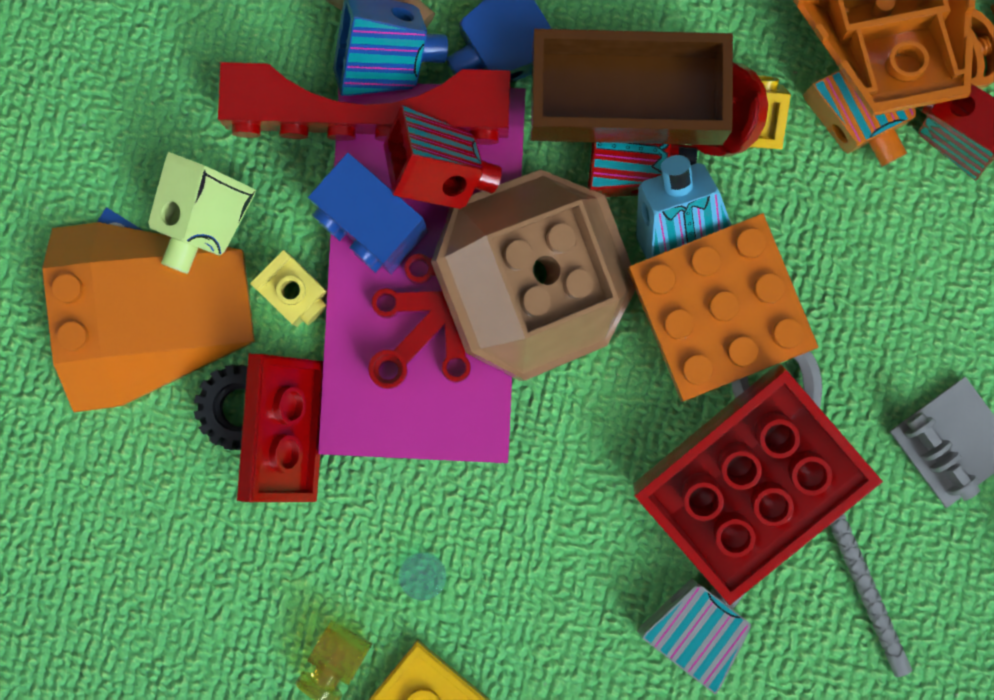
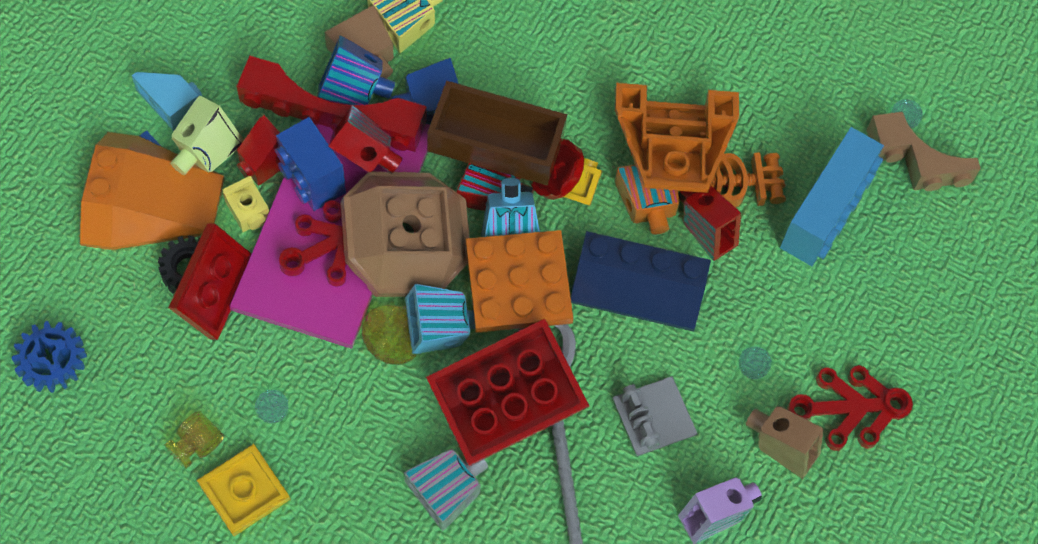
camera: 10 degrees right, 20 degrees down
(106, 610) = (33, 364): none -> blue gear
(122, 149) = (166, 95): none -> medium azure slope
(284, 207) = (258, 152): none -> red slope
(559, 427) = (388, 334): none -> clear yellow dish
(618, 392) = (437, 318): none -> medium azure torso
(888, 248) = (640, 281): none -> dark blue slope

